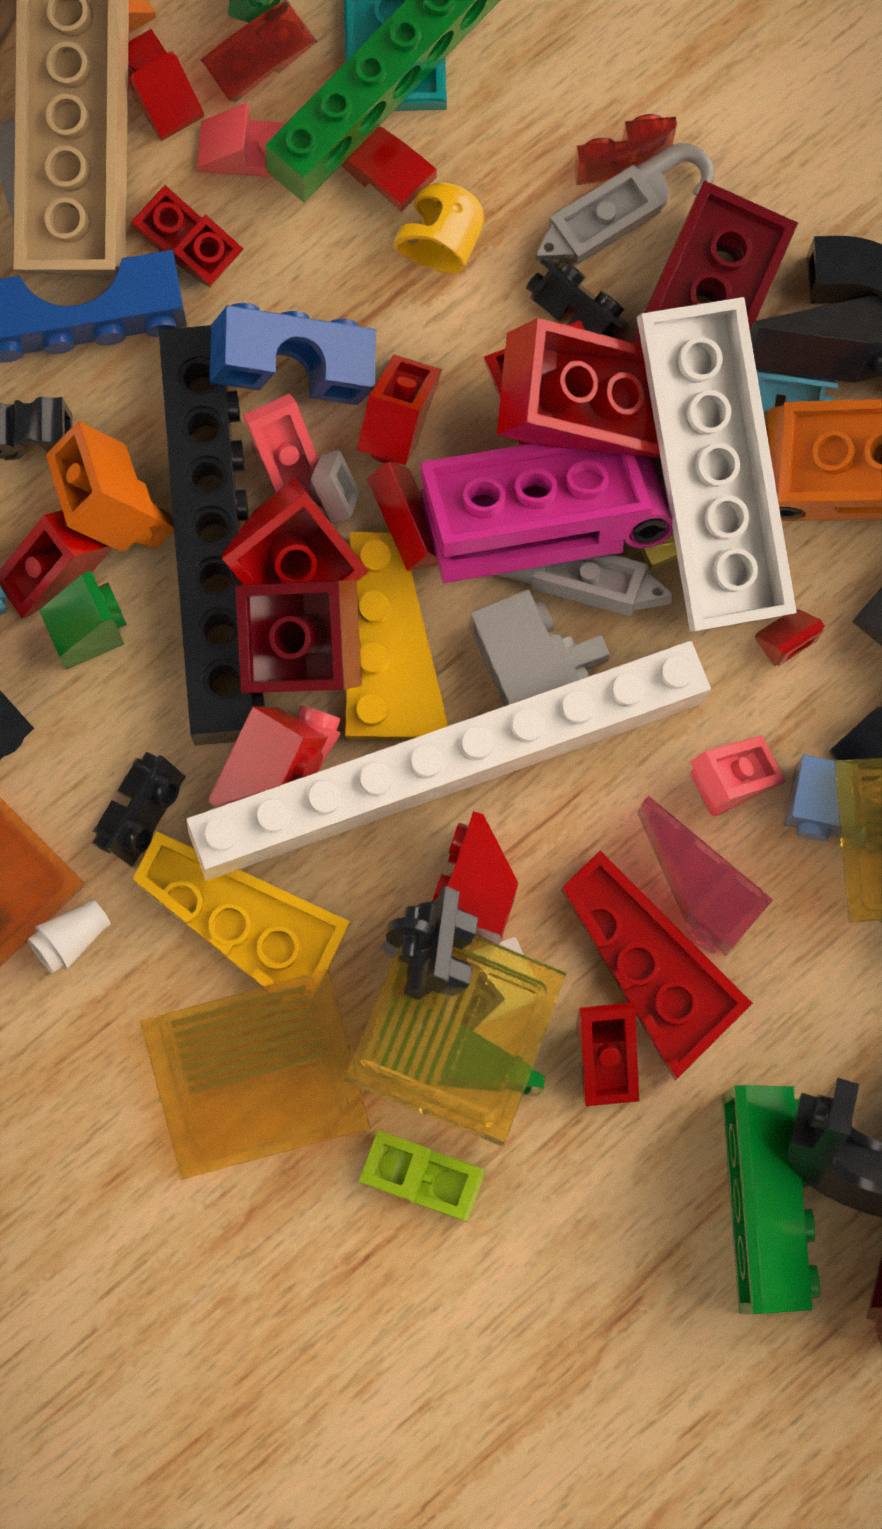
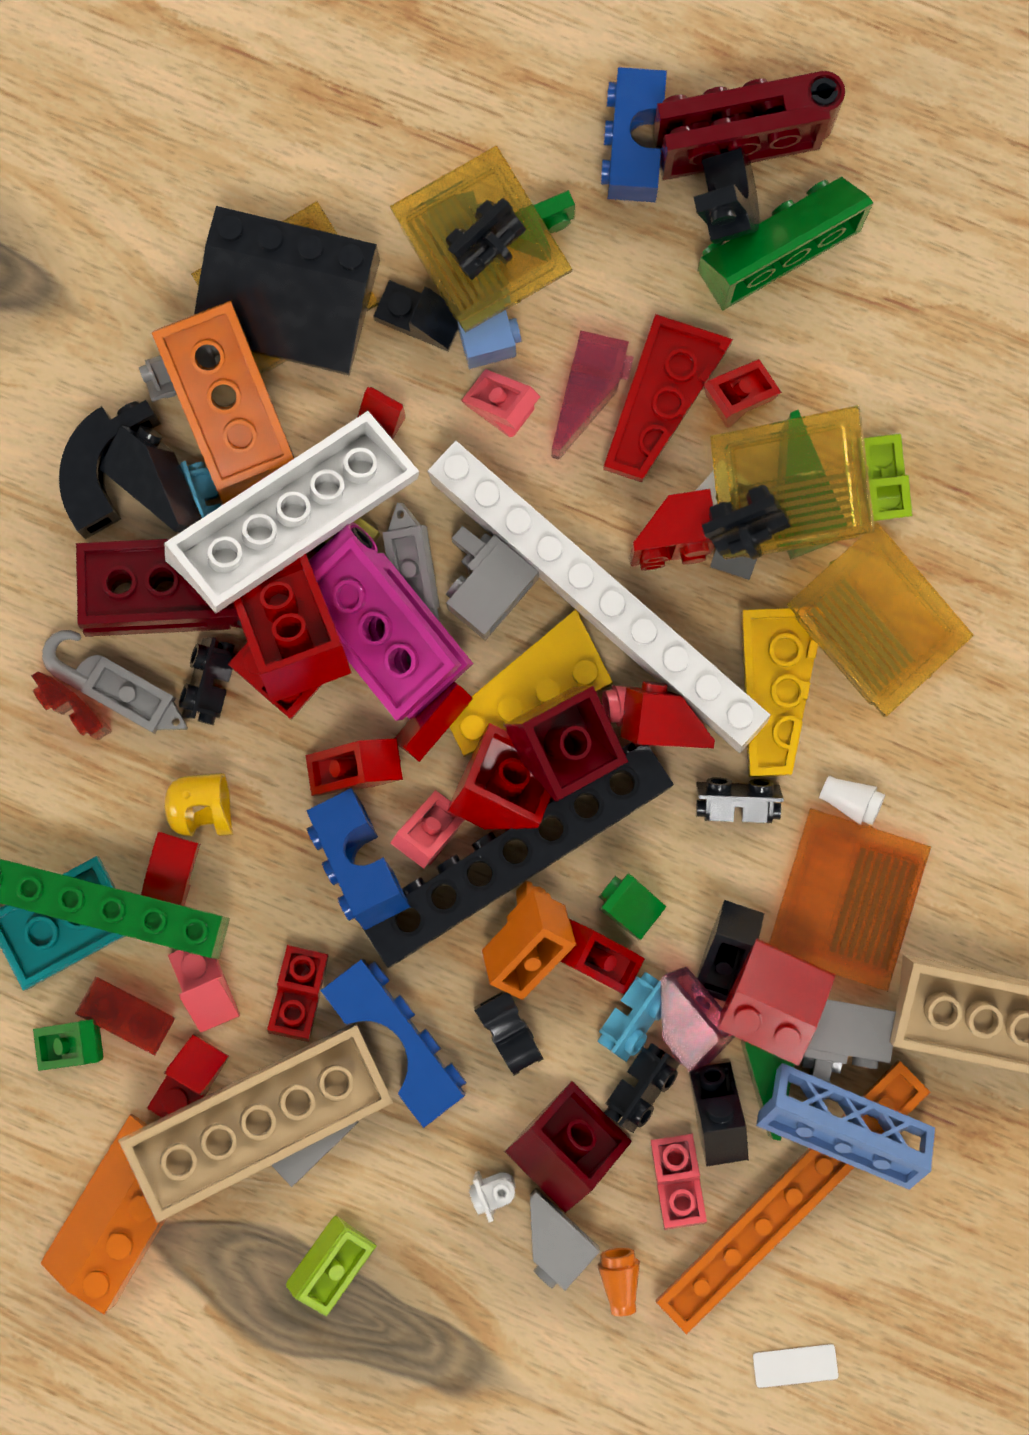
camera: 110 degrees left, 5 degrees up
(334, 486) = (438, 780): light grey plate -> none

